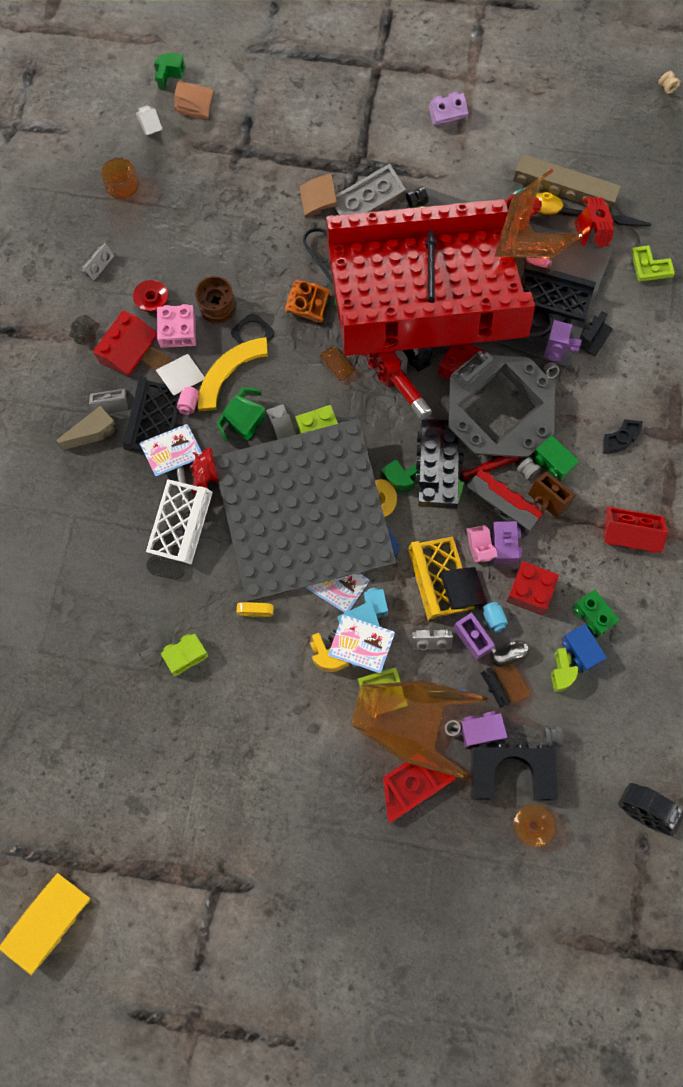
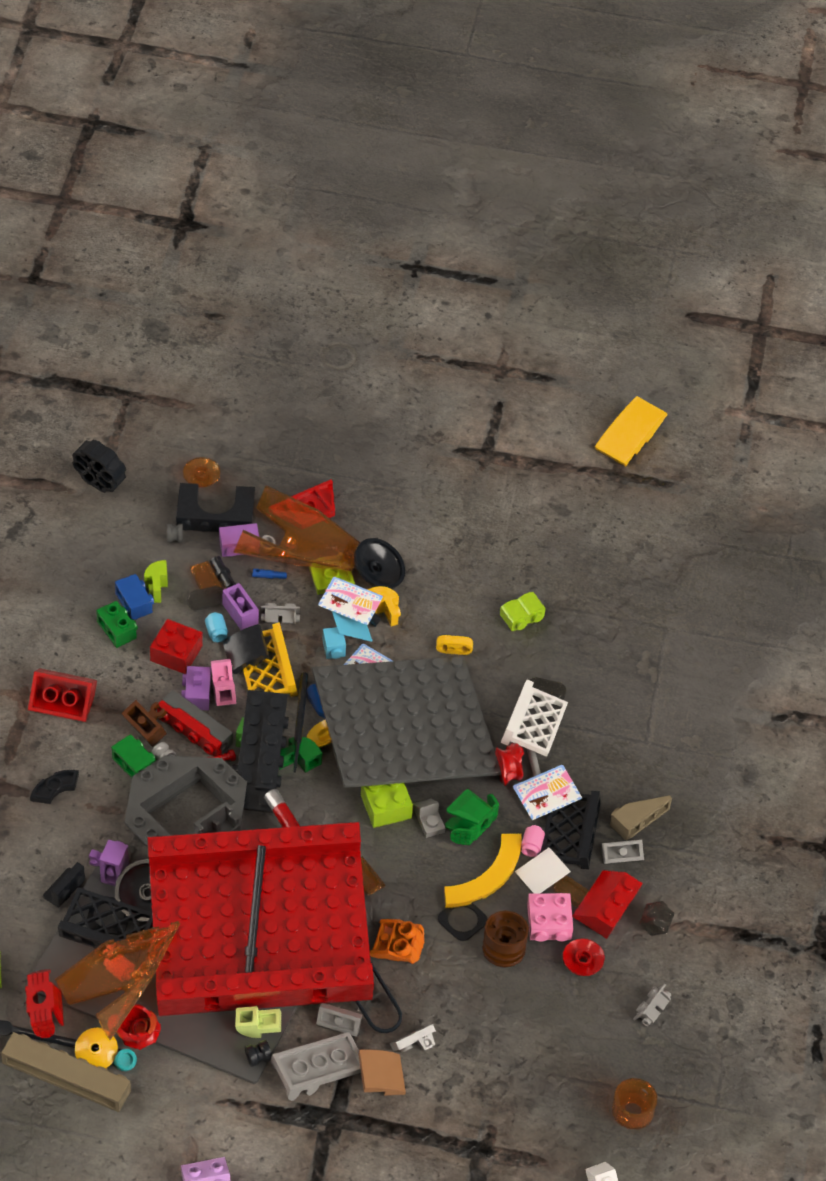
camera: 175 degrees right, 20 degrees down
(294, 222) = (422, 1036): none -> hinge
(324, 696) = (379, 563): none -> black dish
(404, 510) = (300, 716): none -> black piece

